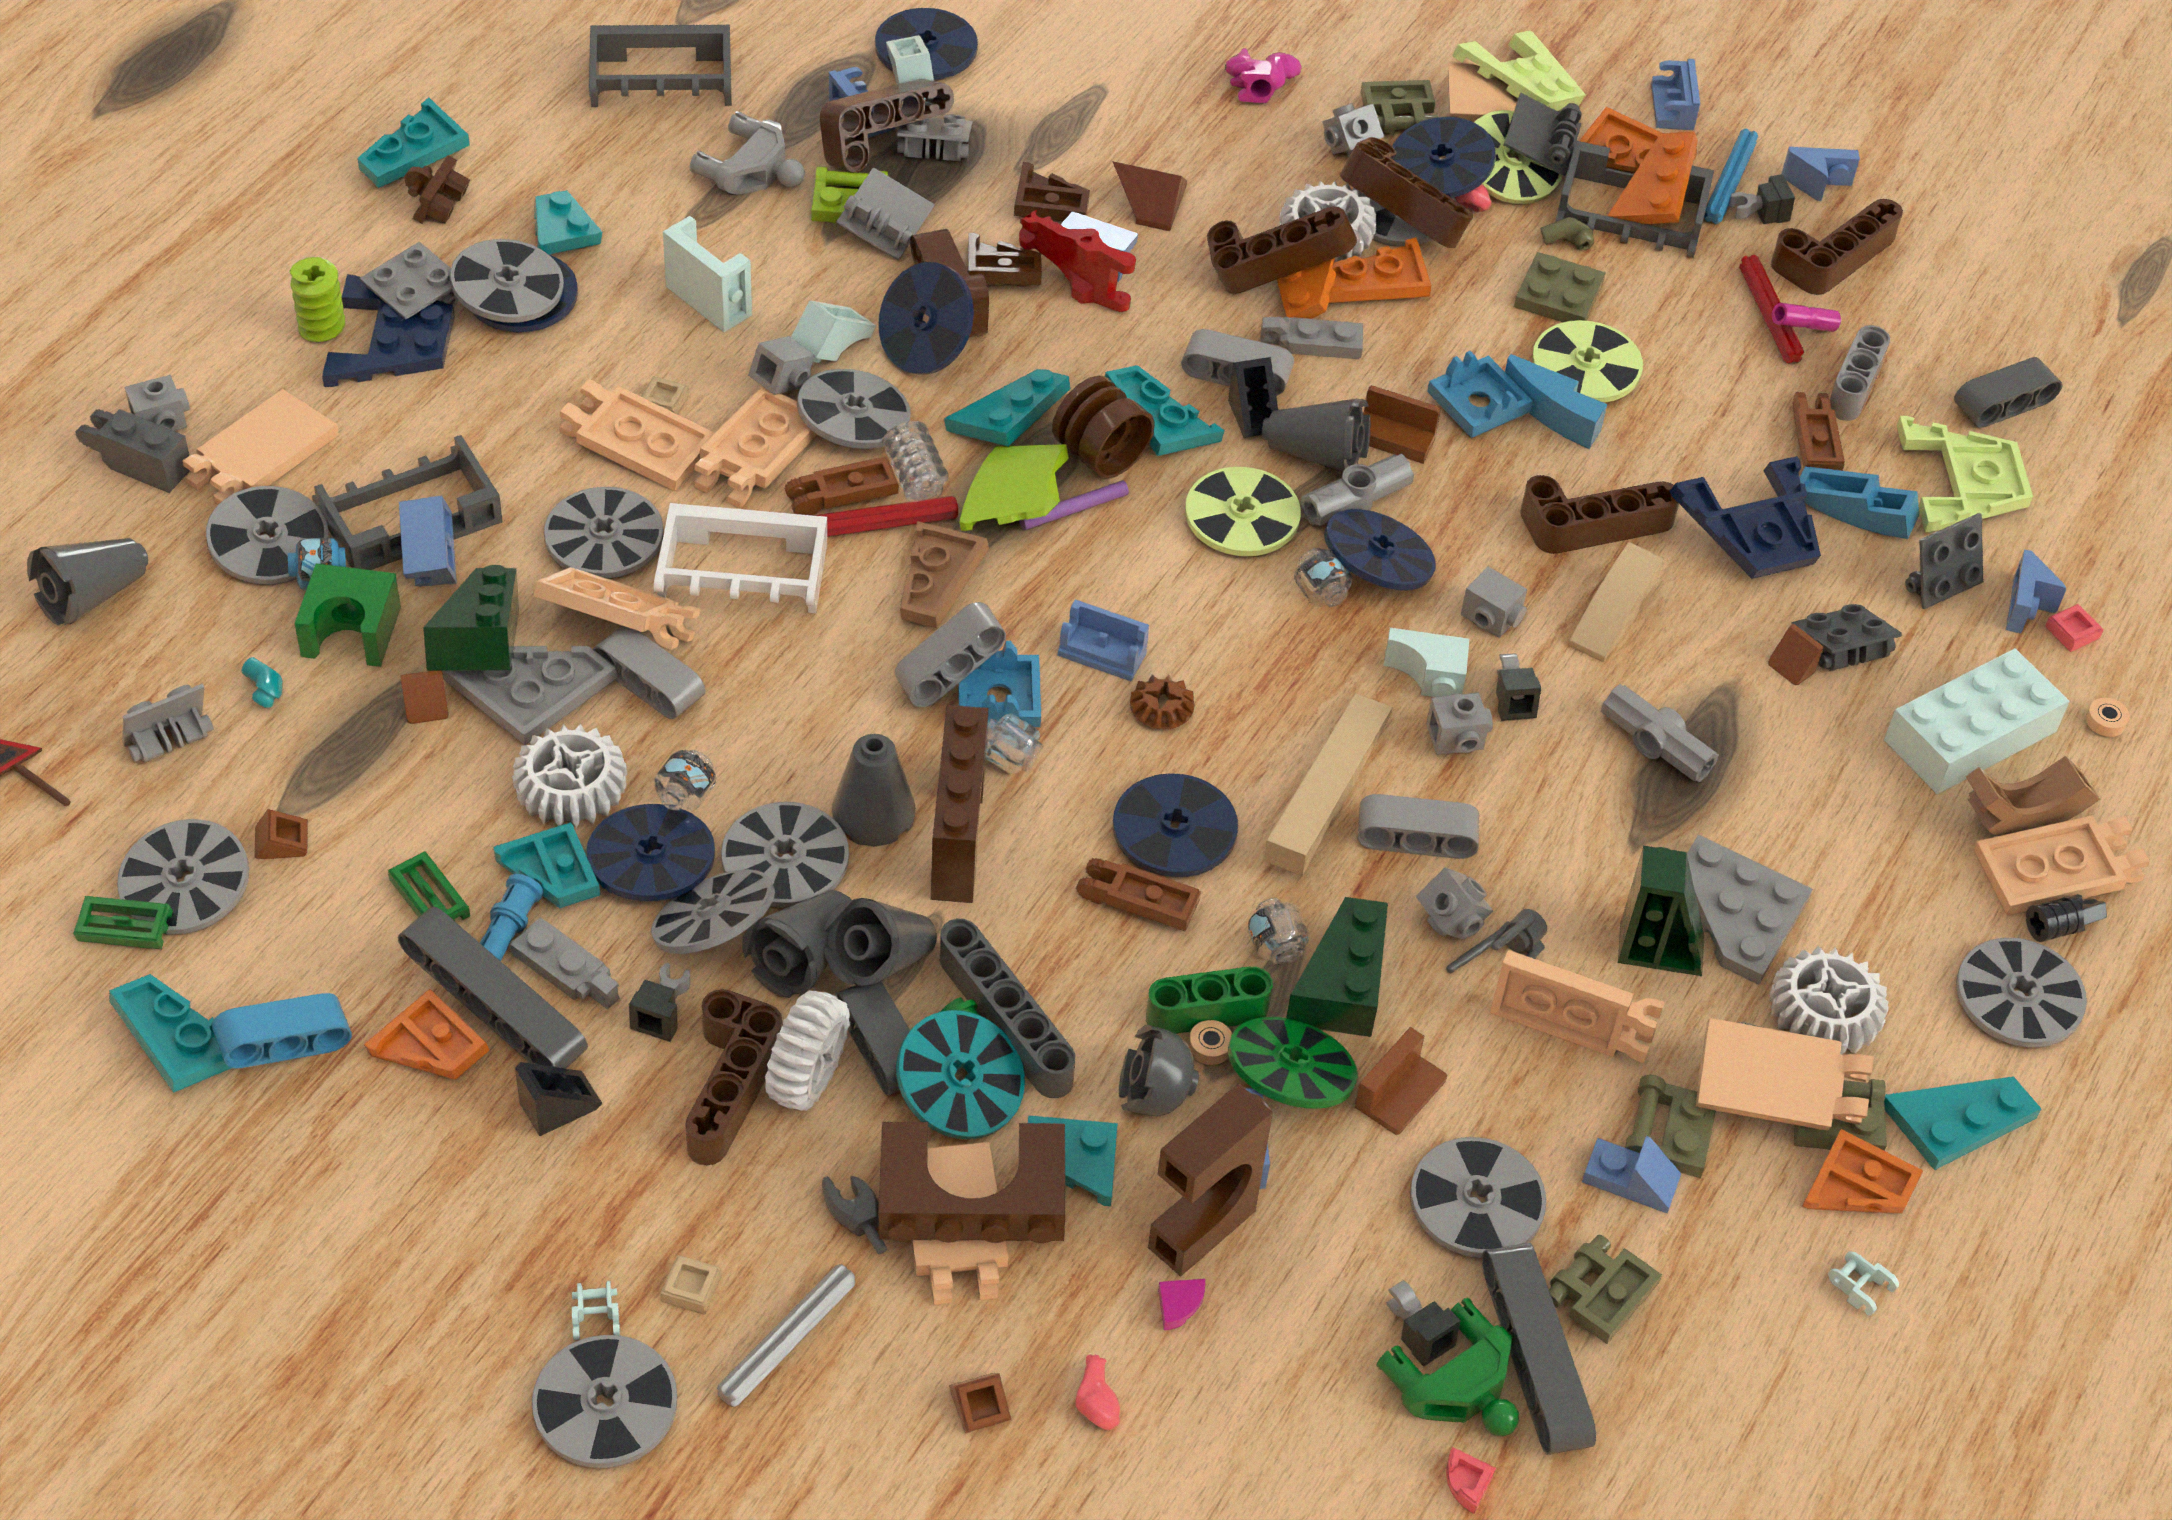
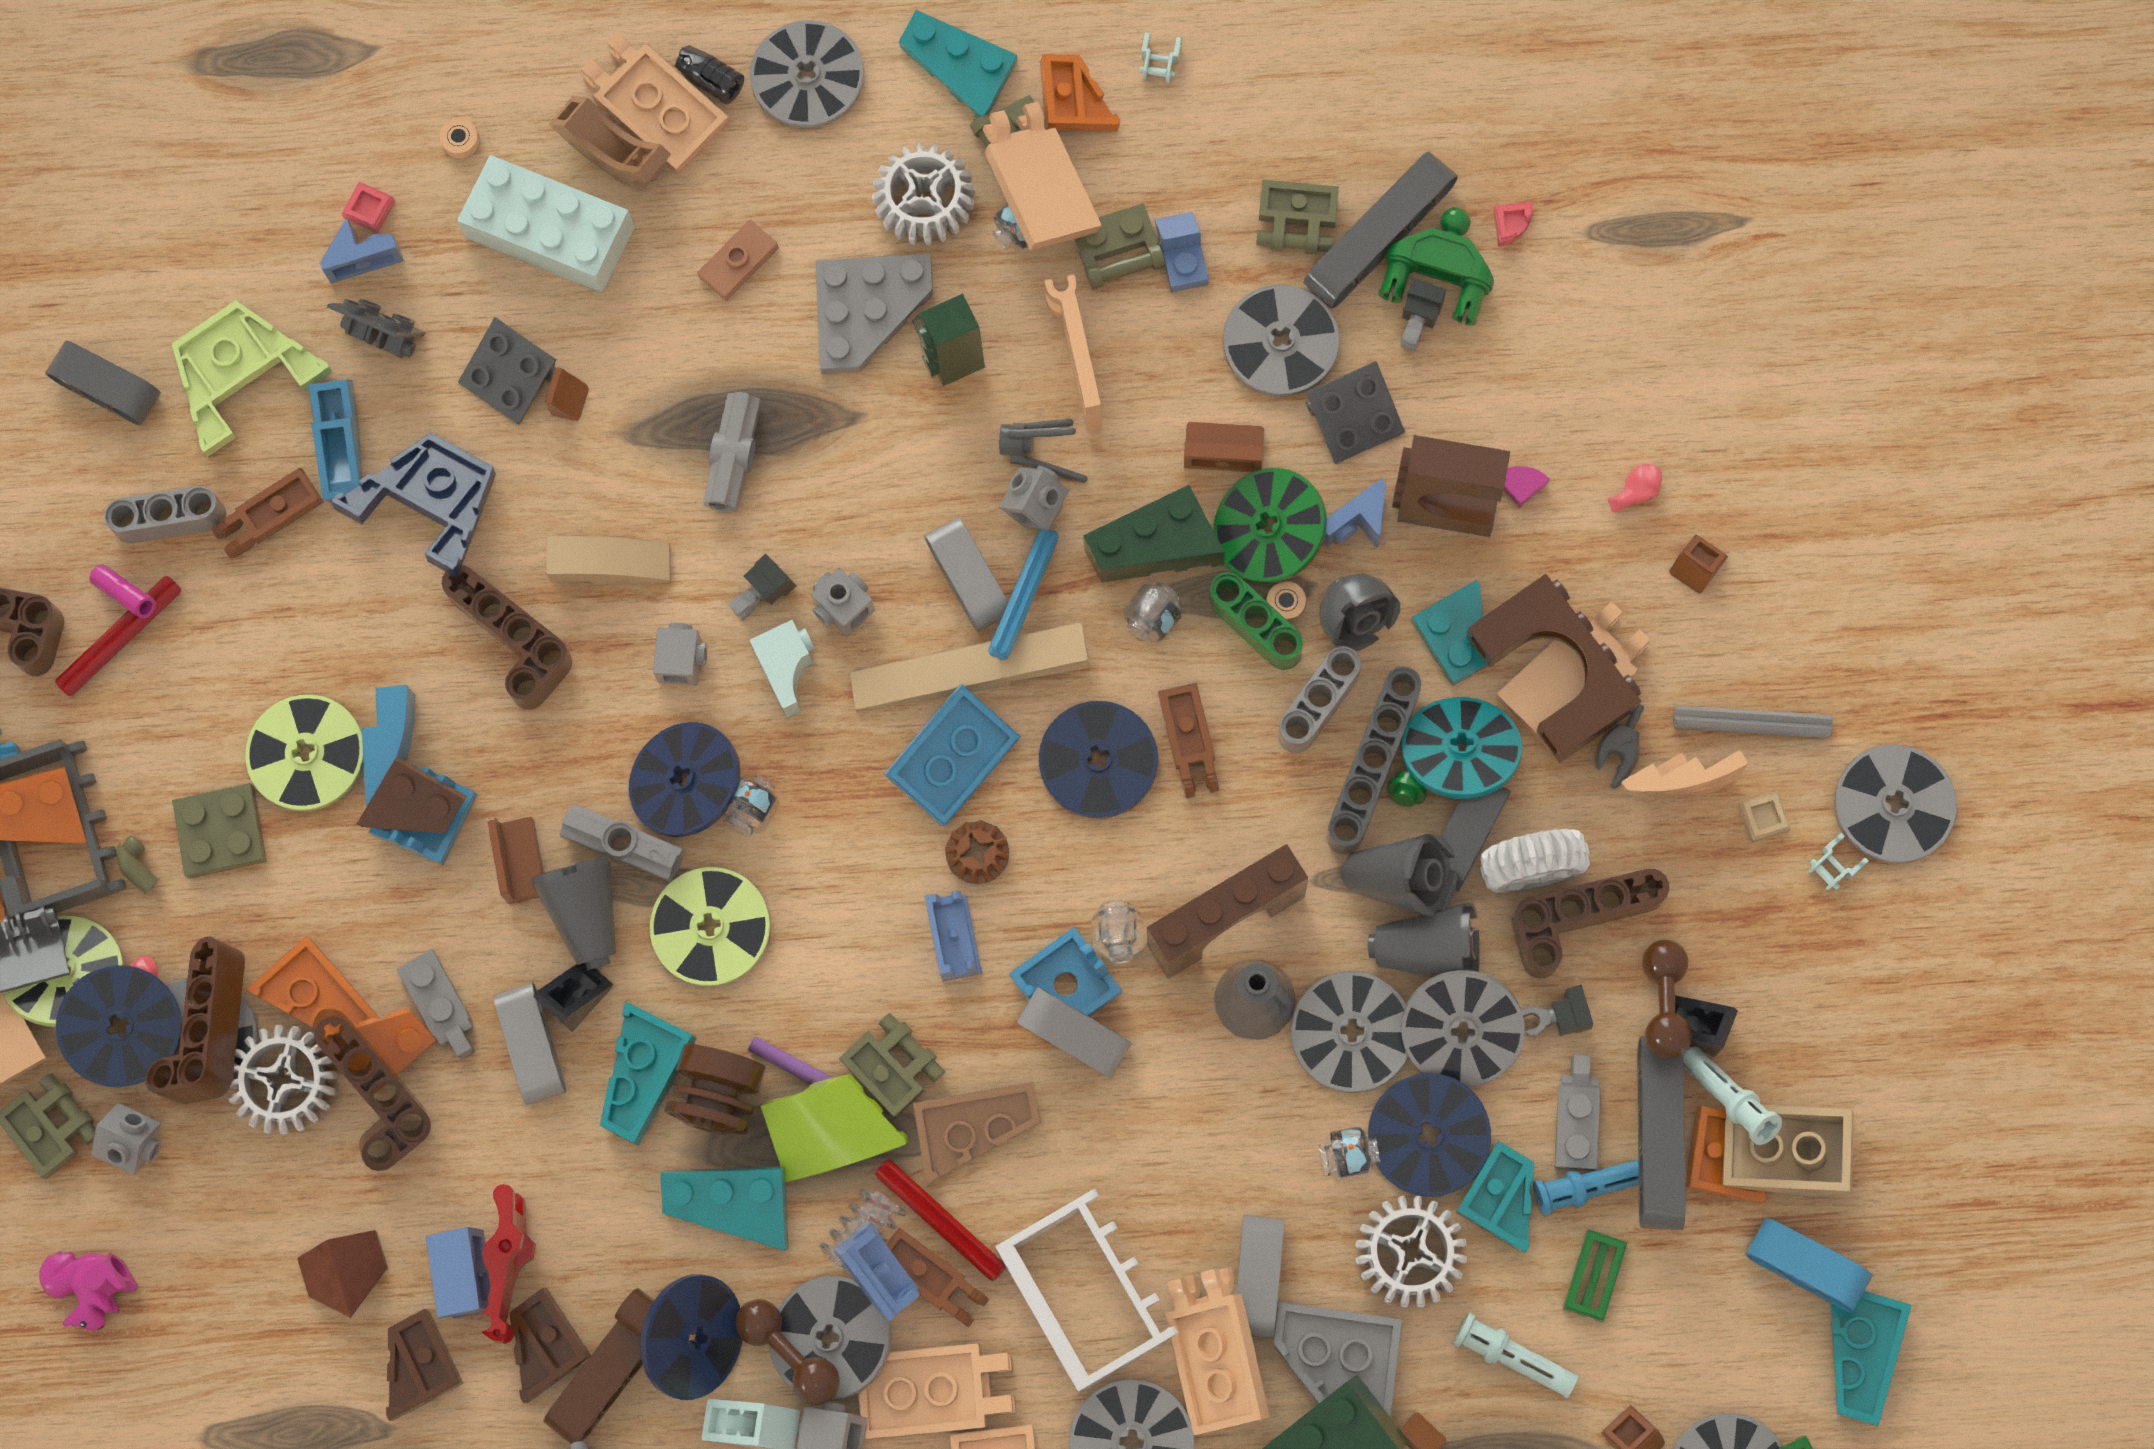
camera: 115 degrees left, 25 degrees up
(381, 1082) = (1804, 1159): none -> tan slope
(439, 787) = (1561, 1381): none -> light aqua pin
(455, 1050) = (1741, 1105): none -> light aqua pin
(629, 1102) = (1666, 1033): none -> reddish brown piece
(780, 1210) = (1687, 777): none -> light nougat slope
(828, 366) = (814, 1378): none -> reddish brown piece
(872, 430) = (877, 1272): none -> medium blue hinge
(1030, 542) = (883, 1074): none -> olive plate
(1094, 985) = (1322, 681): none -> light grey beam
(1260, 724) = (952, 755): none -> dark azure tile
(1357, 1205) = (1355, 412): none -> dark grey hinge
(1367, 842) = (1023, 594): none -> dark azure axle
(1490, 375) = (411, 801): none -> reddish brown wing
(1852, 841) = (738, 260): none -> nougat plate

